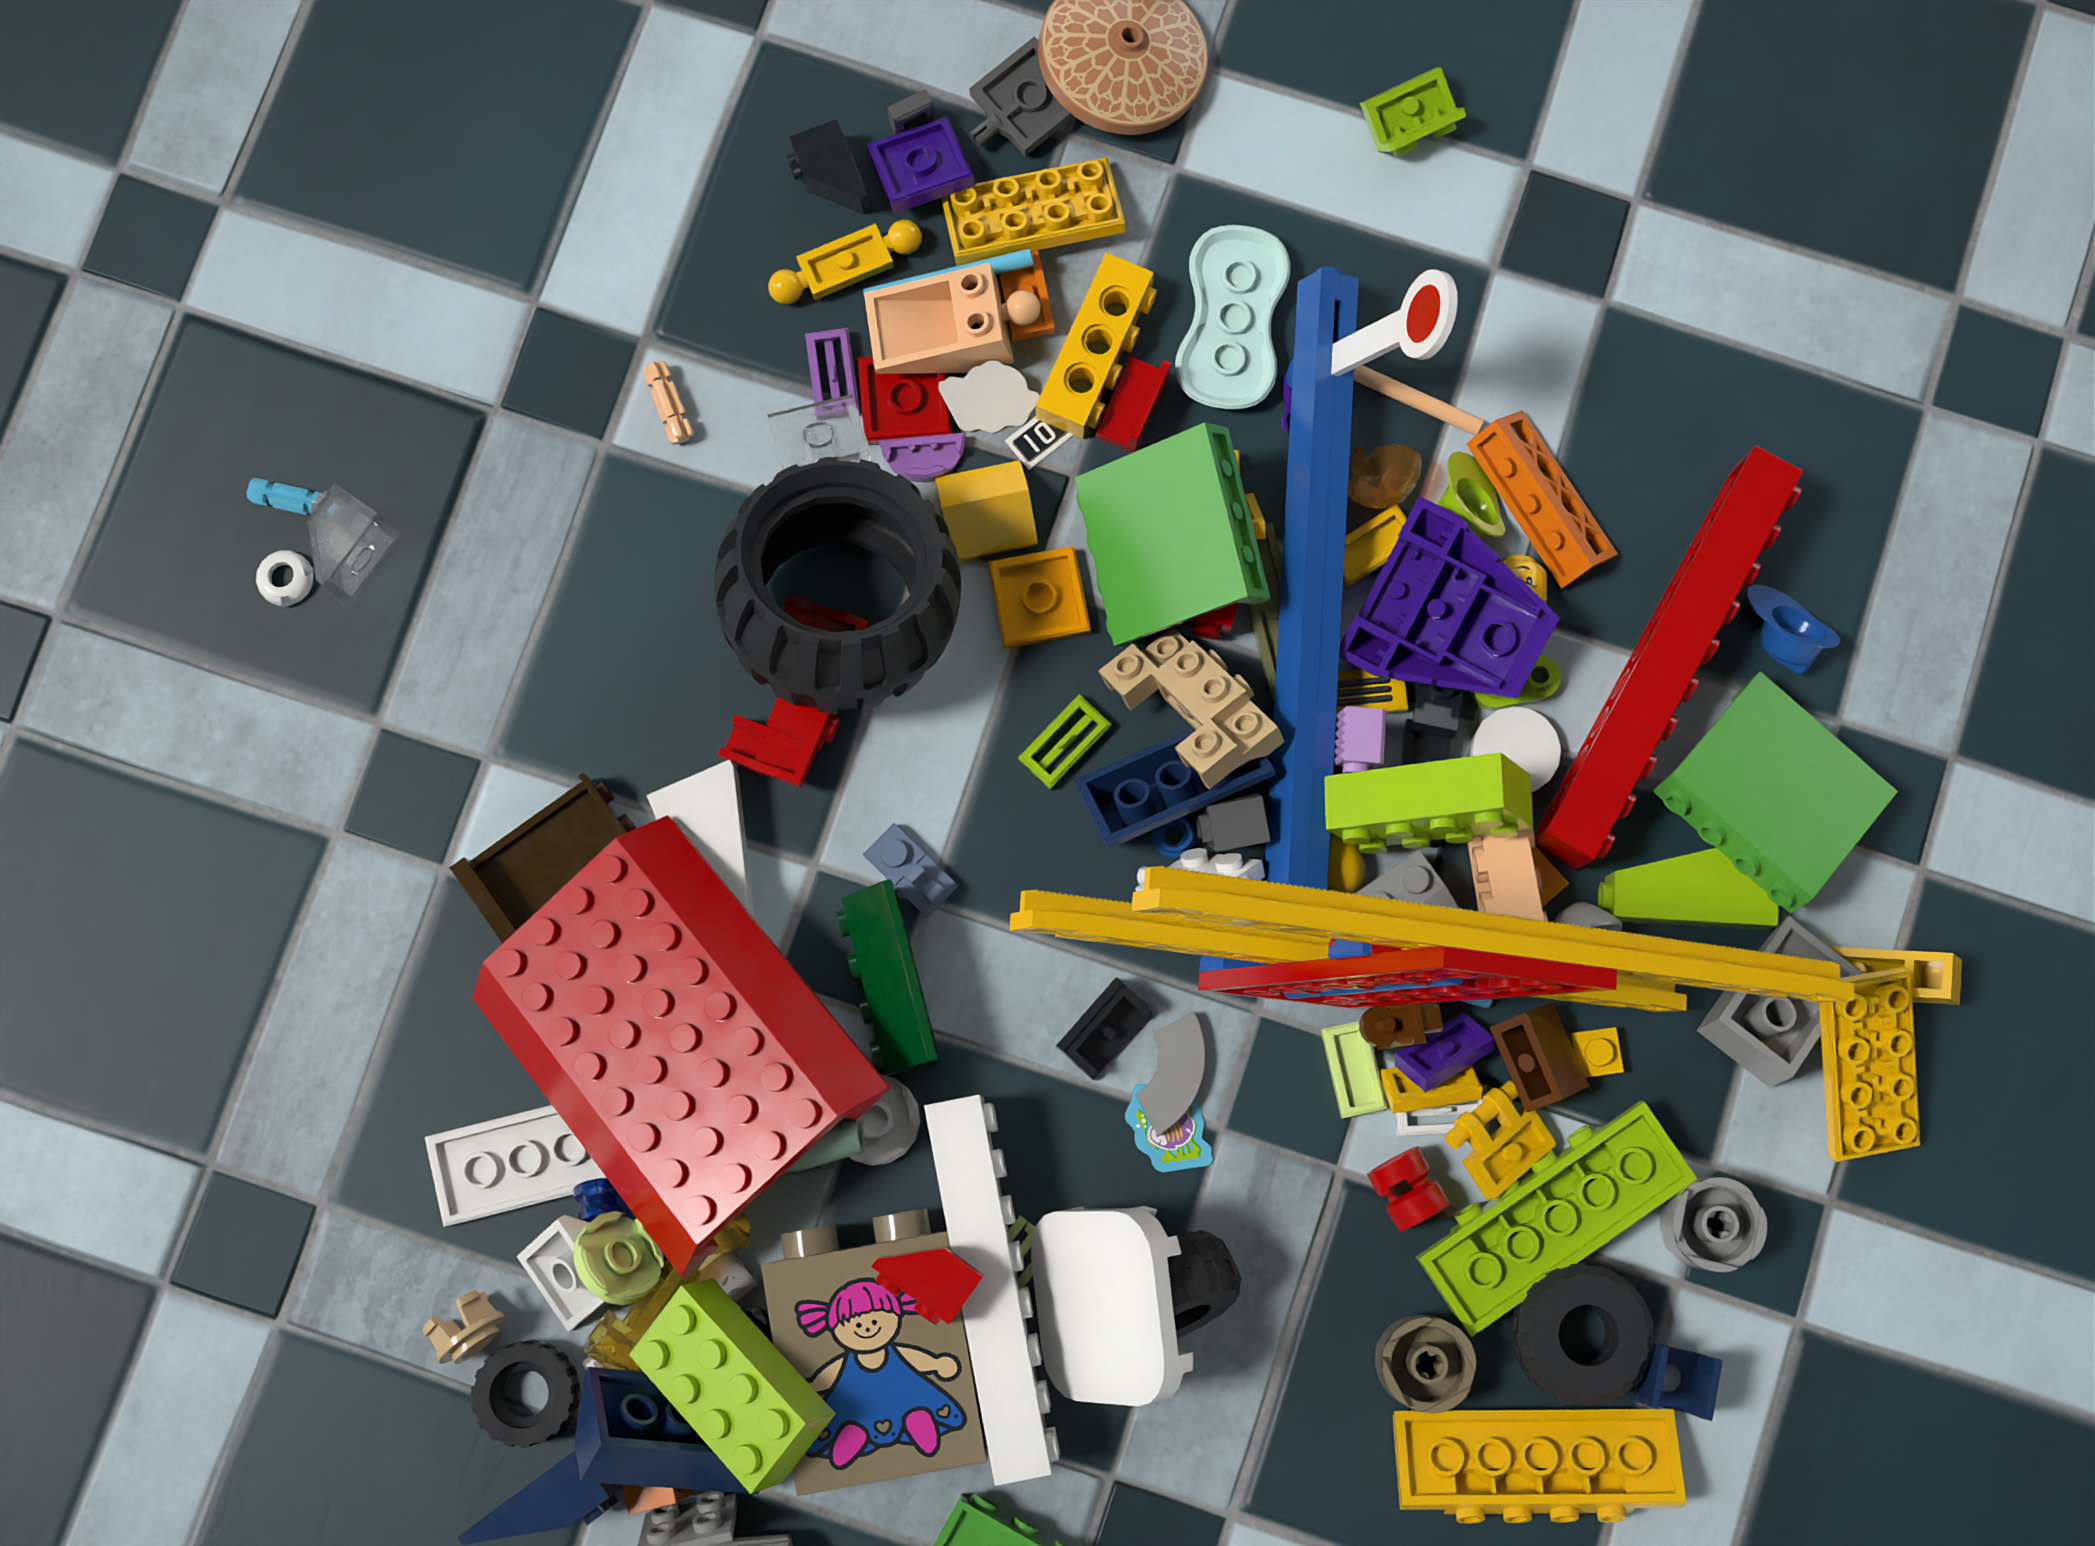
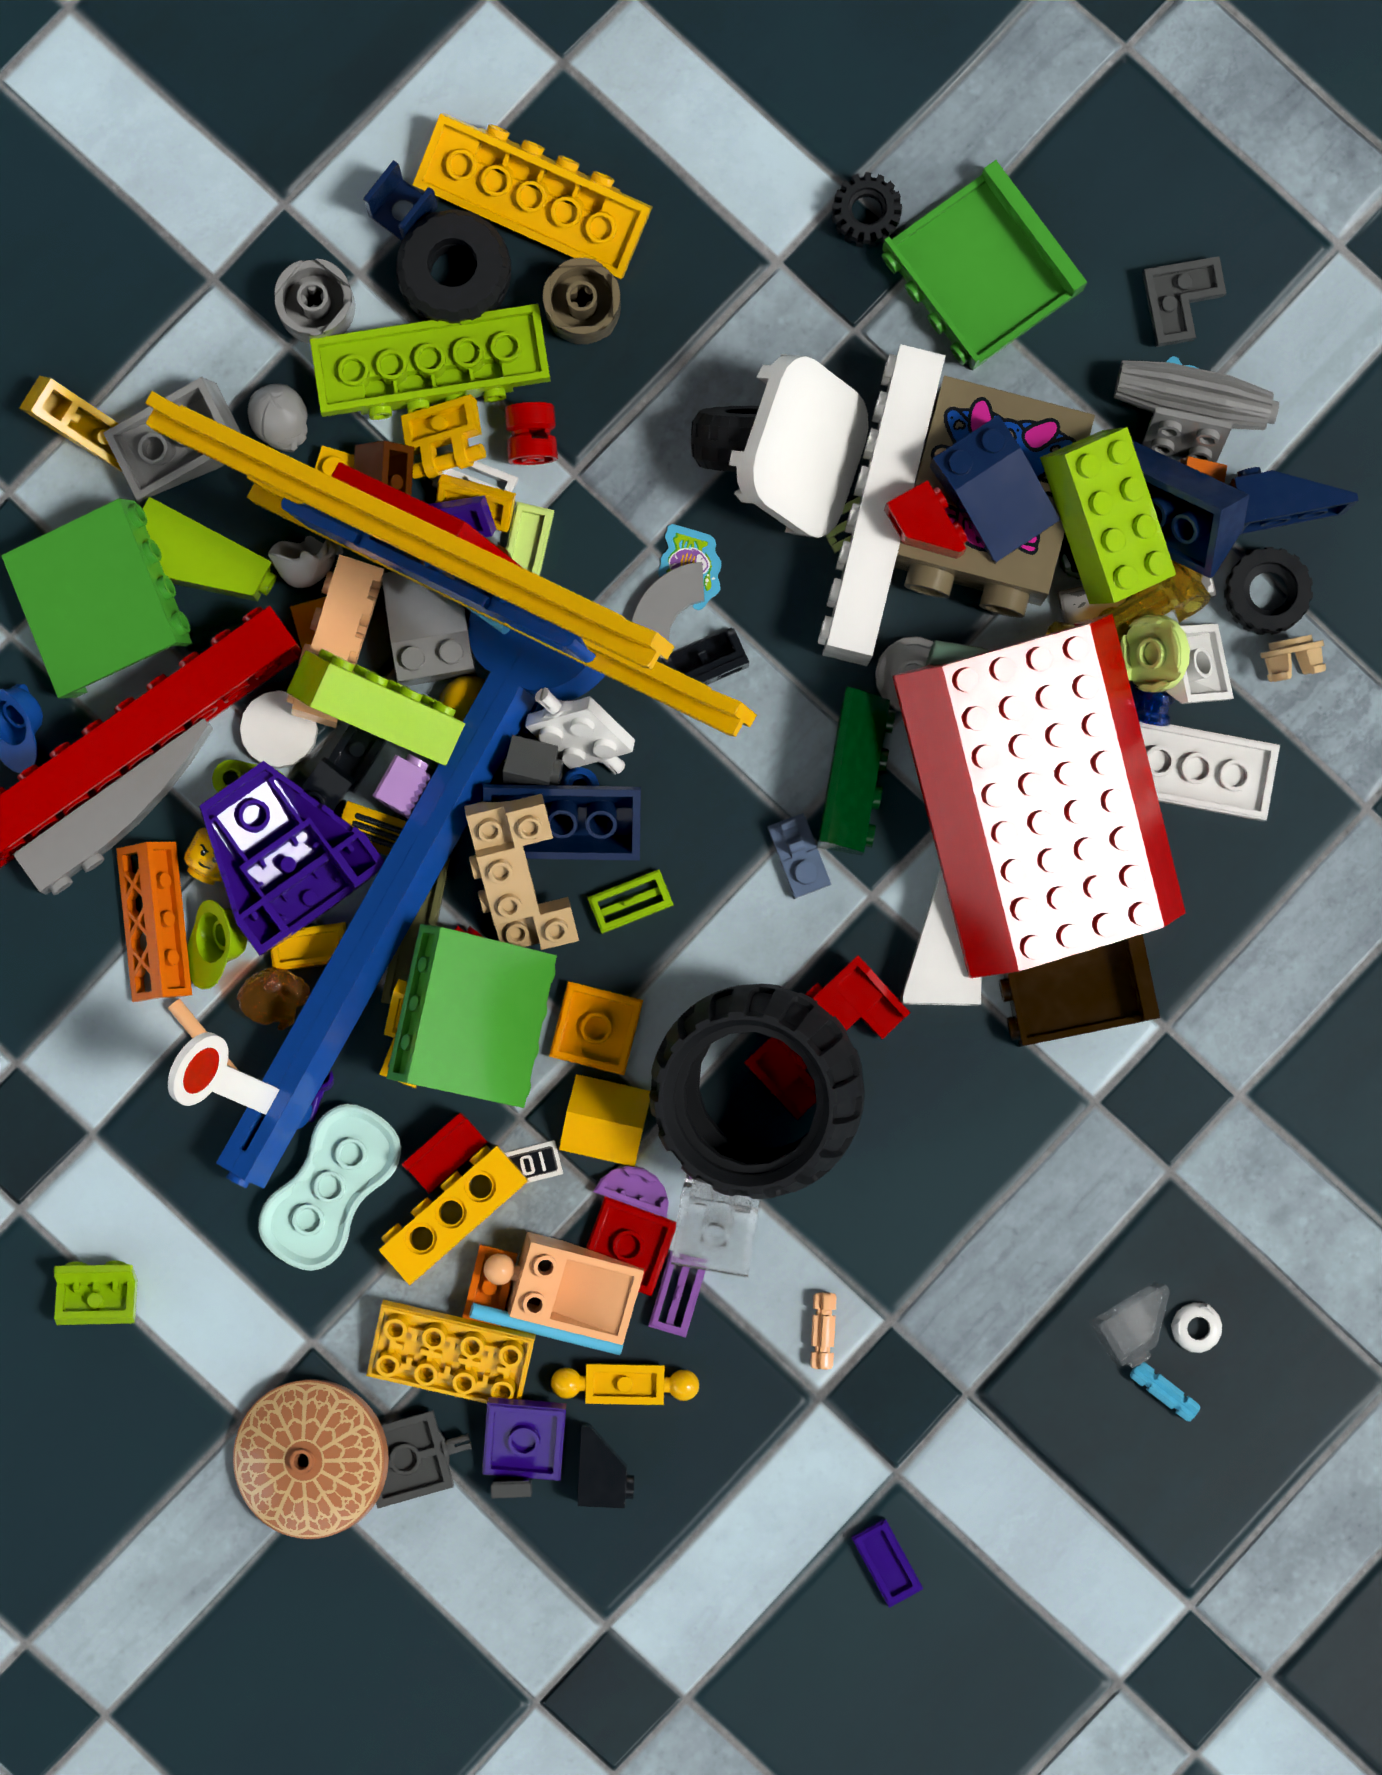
camera: 160 degrees left, 5 degrees up
(505, 211) = (887, 1562): none -> dark purple tile
(869, 1353) = (995, 489): none -> dark blue slope
(989, 398) = (560, 1211): white sticker -> none
(1643, 579) = (109, 816): none -> light grey slope
(1685, 1082) = (278, 417): none -> light grey hair
(1870, 1067) = (134, 360): yellow tile -> none

